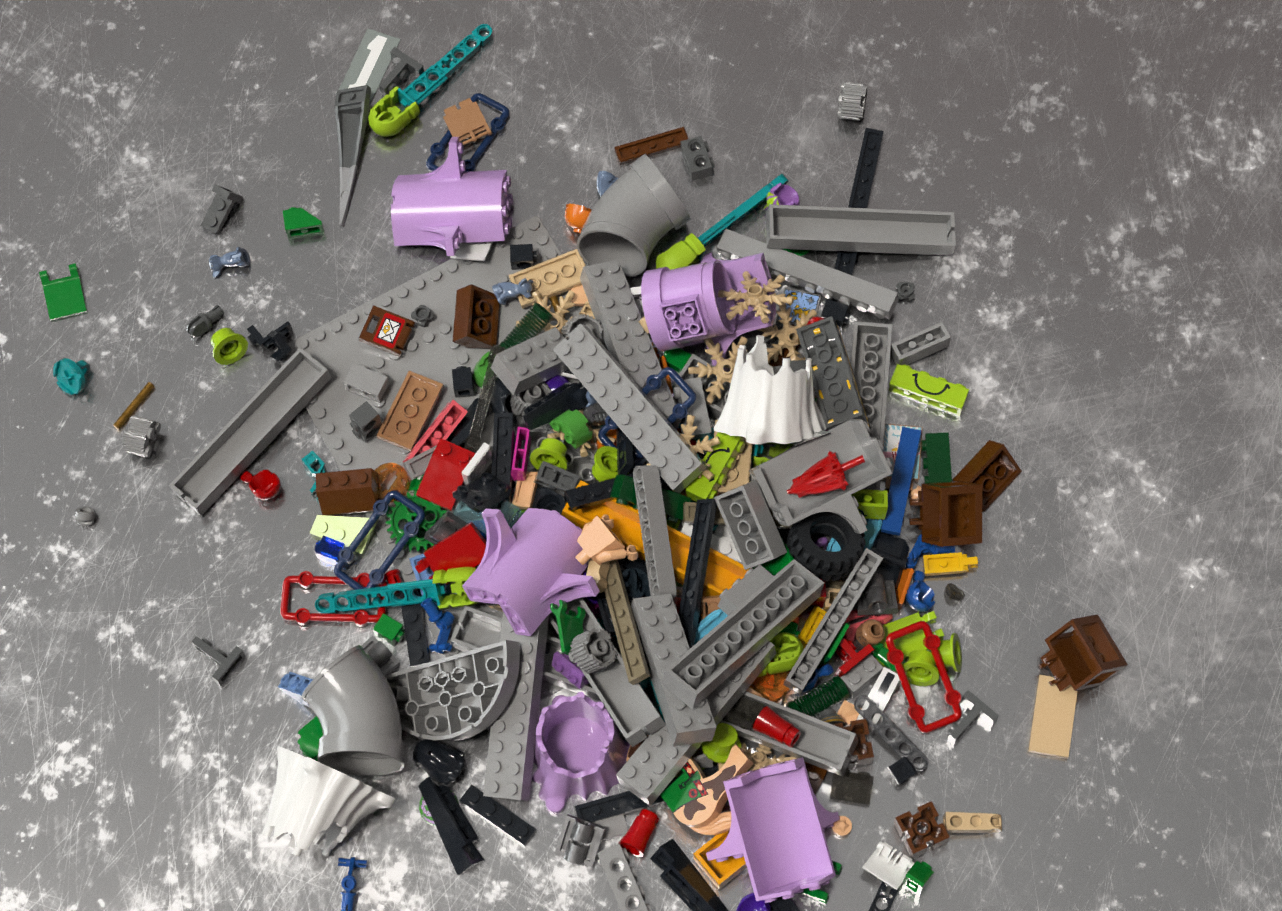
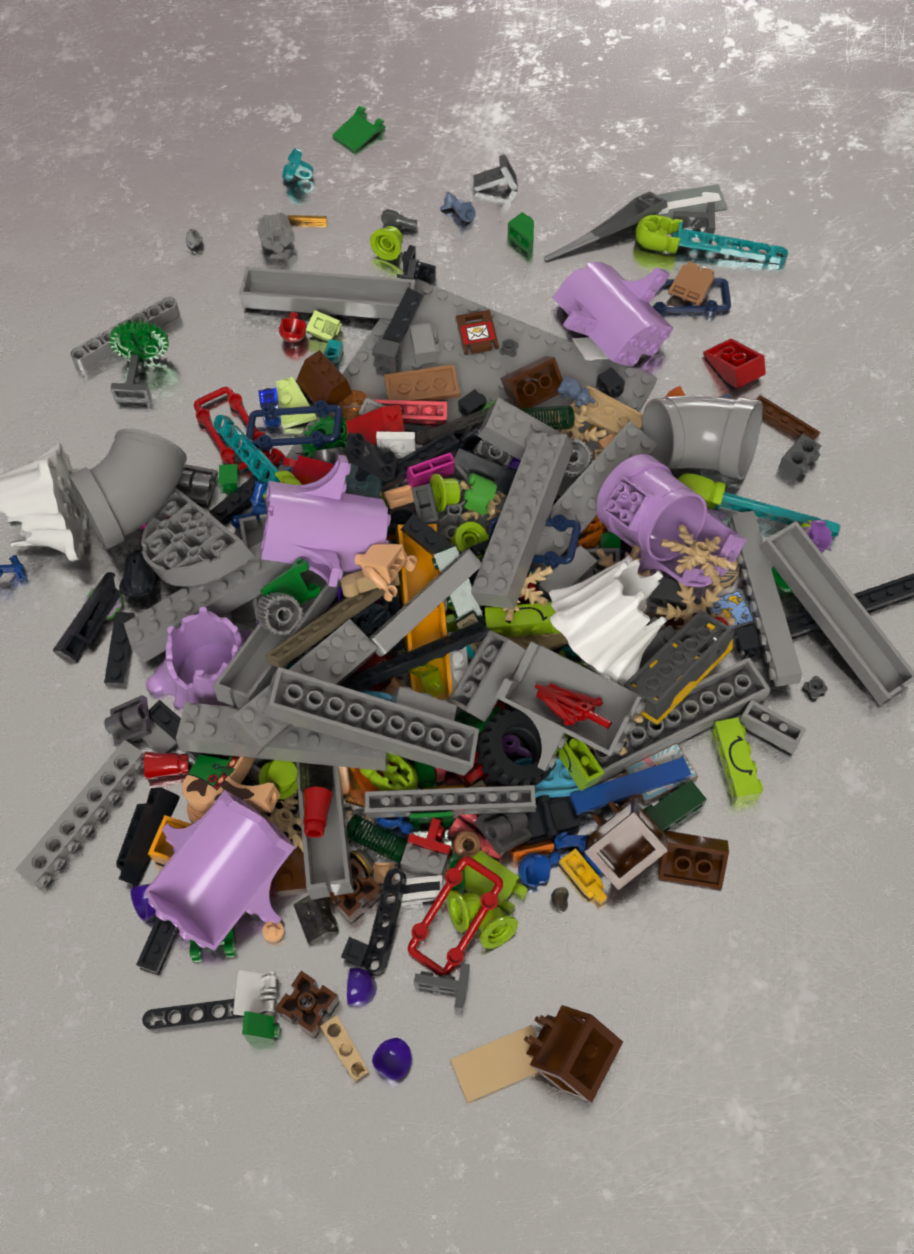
camera: 55 degrees right, 5 degrees down
(152, 627) = (99, 346): none -> light grey beam
(193, 615) = (139, 340): none -> green gear
(281, 457) = (323, 326): none -> yellowish green piece
(335, 386) = (403, 316): none -> black plate
(569, 143) = (736, 362): none -> red slope
(721, 571) = (430, 679): none -> clear neon green bracket
(931, 782) = (360, 987): none -> dark purple helmet
(1002, 791) = (392, 1058): none -> dark purple helmet

